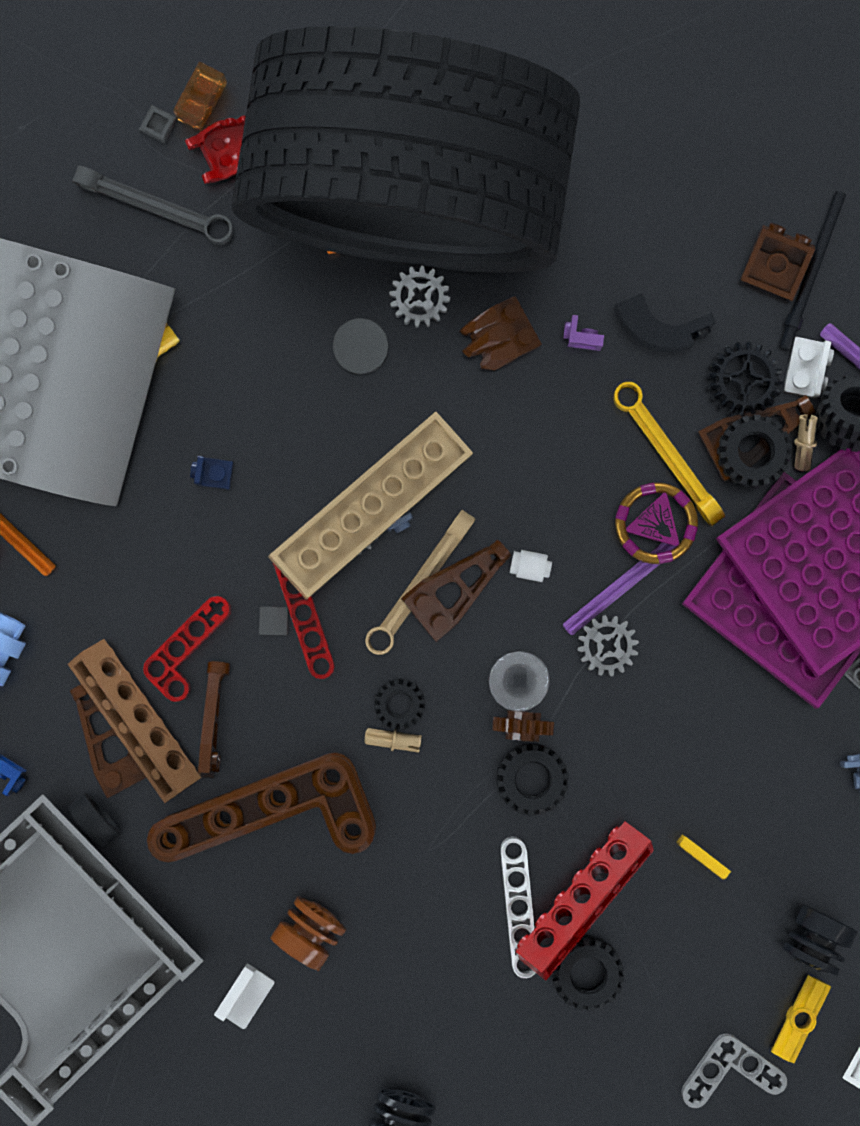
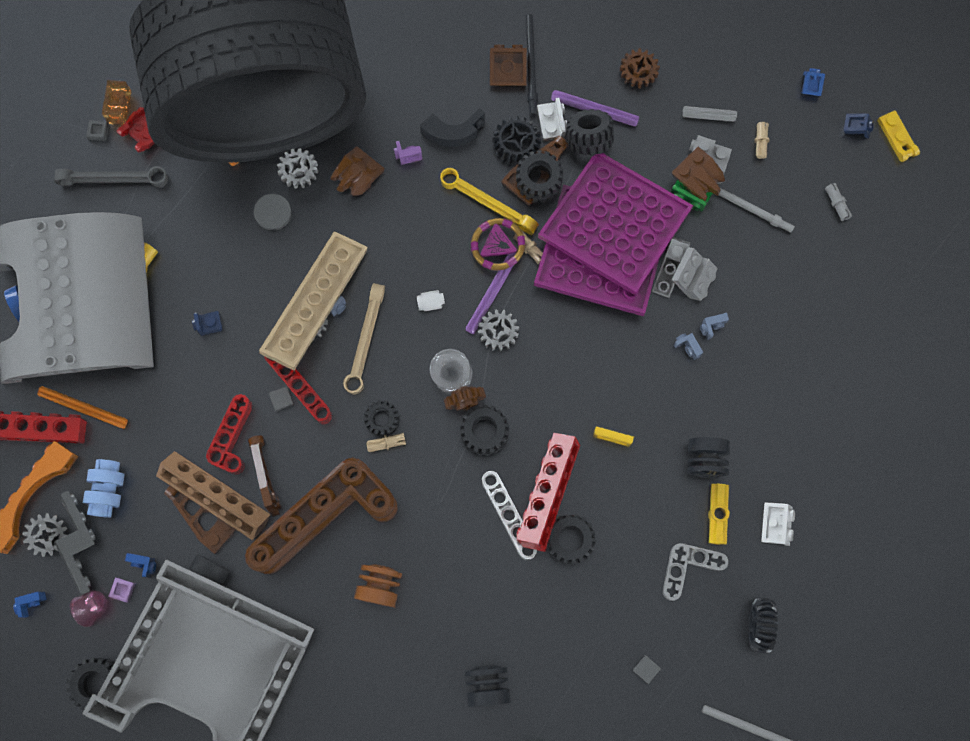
camera: 20 degrees left, 10 degrees down
(245, 996) = (353, 648): white panel -> none
(430, 611) = (379, 353): reddish brown plate -> none
(701, 546) = (531, 248): none -> tan pin
(805, 442) = (569, 162): tan axle -> none

